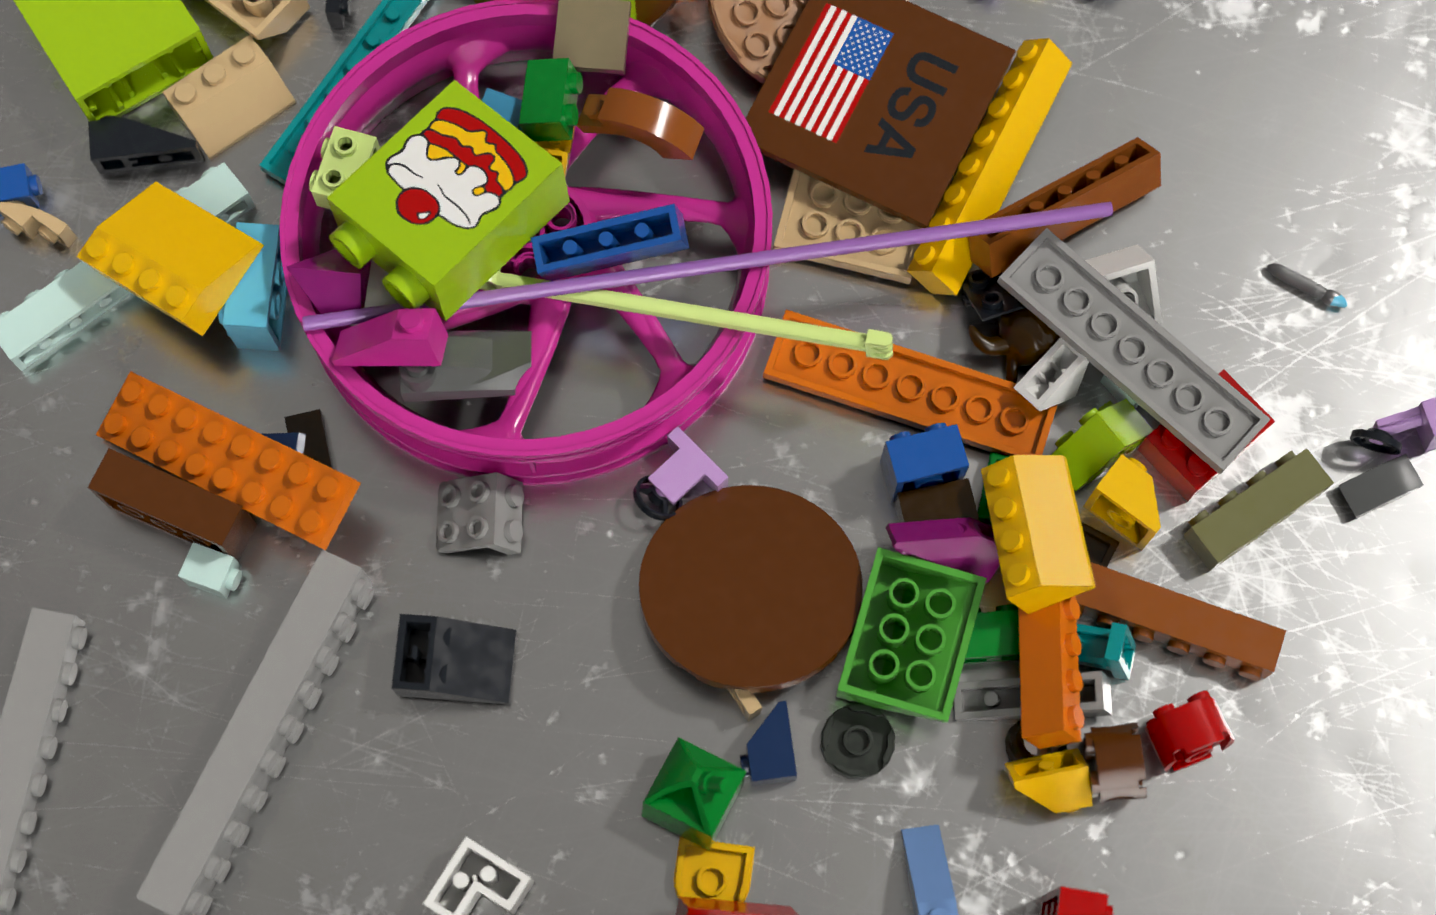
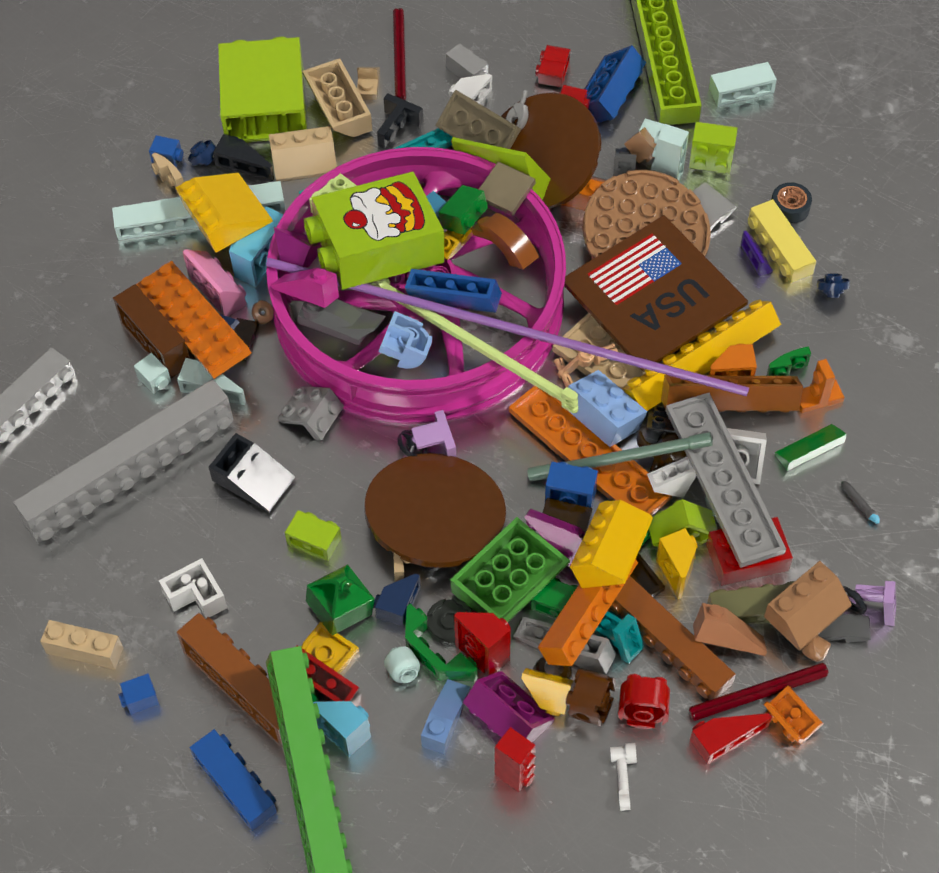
camera: 30 degrees right, 15 degrees down
(70, 166) = (202, 153): none -> dark blue plate
(219, 376) = (214, 282): none -> bright pink slope
(283, 551) = (195, 375): none -> light aqua slope
(326, 395) = (259, 306): none -> medium nougat piece
(583, 357) = (406, 341): none -> light blue brick
(596, 709) = (313, 535): none -> lime brick
(831, 843) = (402, 664): none -> light aqua head
(850, 229) = (582, 359): none -> light nougat pin
(907, 306) = (606, 408): none -> light blue brick
(913, 806) = (457, 669): none -> green slope
(937, 761) = (483, 639): none -> red slope
(1011, 836) = (506, 705): none -> magenta slope
(1051, 157) = (735, 361): none -> orange slope
(1066, 321) = (691, 442): none -> sand green piece
(1109, 120) = (794, 359): none -> green slope
(1179, 138) = (822, 391): none -> orange bracket
(1195, 821) = (622, 756): none -> white brick
(1200, 231) = (810, 446): none -> green slope
(1241, 573) = (723, 628): none -> nougat slope
(1305, 729) = (725, 733): none -> red slope
(1318, 634) = (758, 691): none -> dark red axle
(1334, 485) = (808, 605): none -> medium nougat slope
(1363, 535) = (816, 649): none -> medium nougat piece
(1382, 648) = (793, 715): none -> orange bracket

